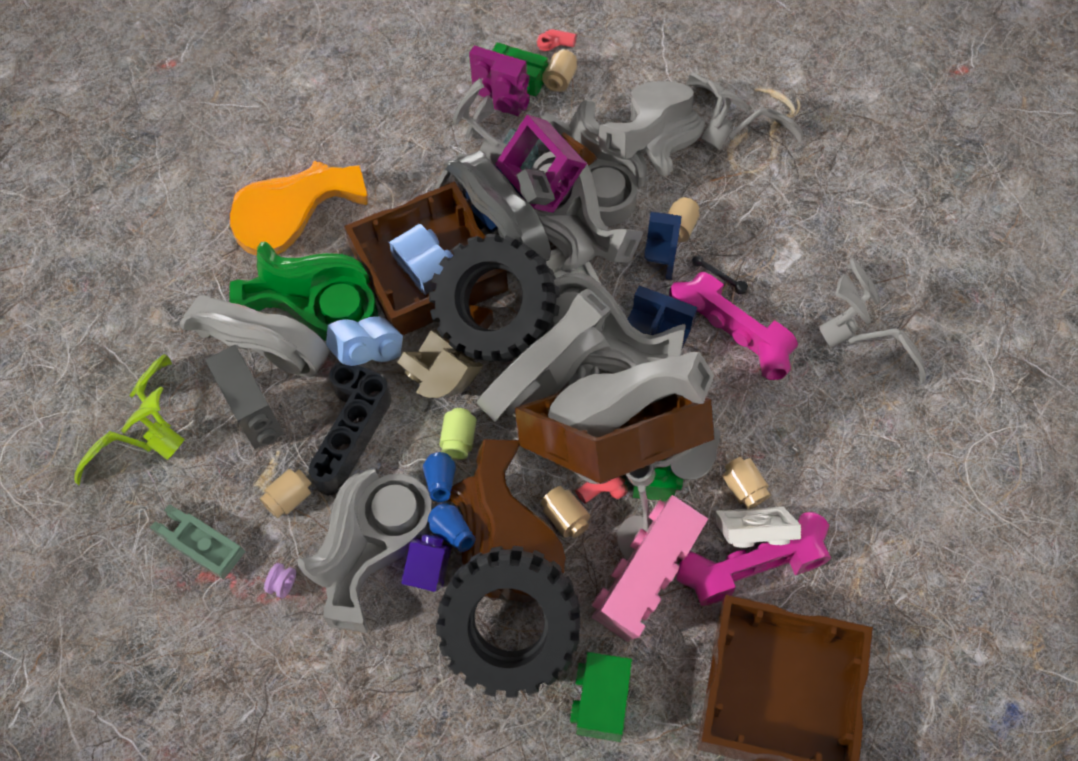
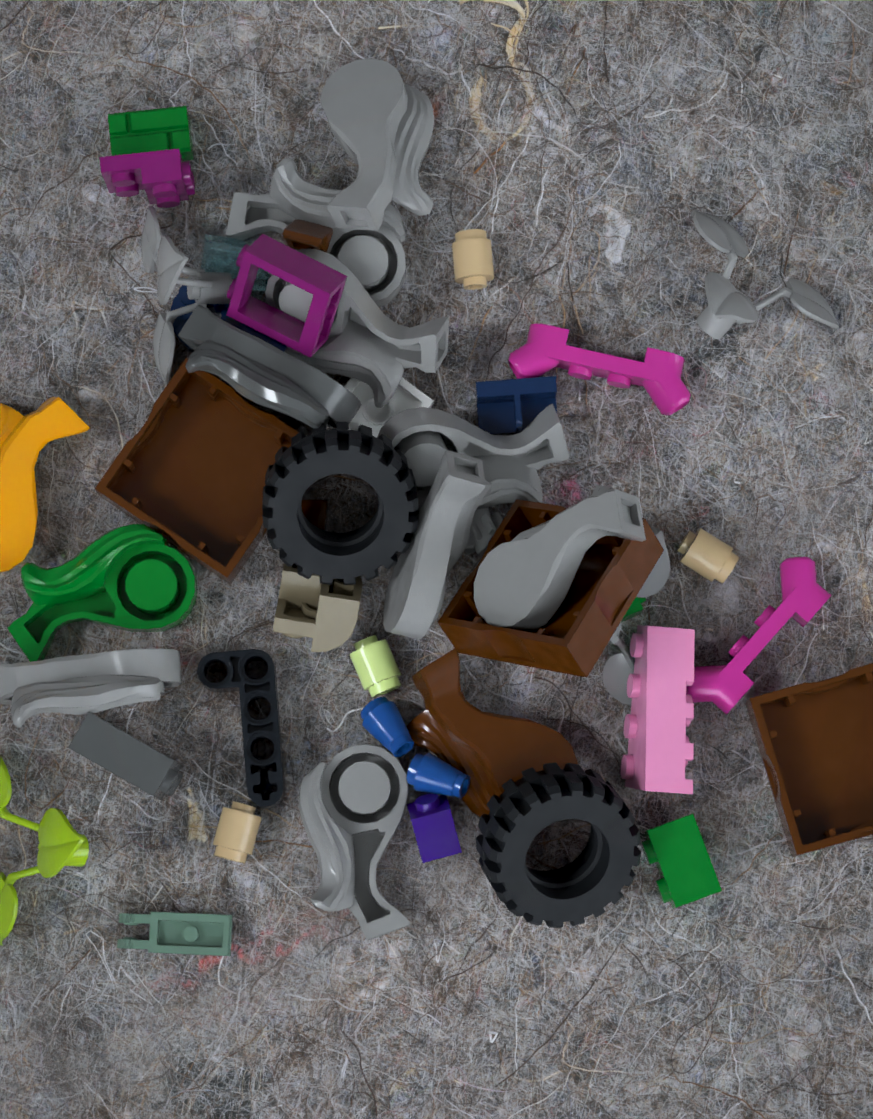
camera: 30 degrees left, 20 degrees up
(280, 580) = (292, 925): lavender bush -> none
(364, 340) = (211, 618): light blue brick -> none
(419, 256) = (207, 475): light blue brick -> none
(535, 187) = (309, 343): dark grey plate -> none
(555, 38) = (166, 56): coral arm -> none
(560, 71) = (207, 110): tan brick -> none
(565, 512) = (540, 692): tan brick -> none
(663, 240) = (474, 313): dark blue panel -> none
(720, 128) = (455, 91): light grey plant -> none
(740, 286) = (582, 309): black hinge -> none
(758, 525) = (744, 603): white plate -> none

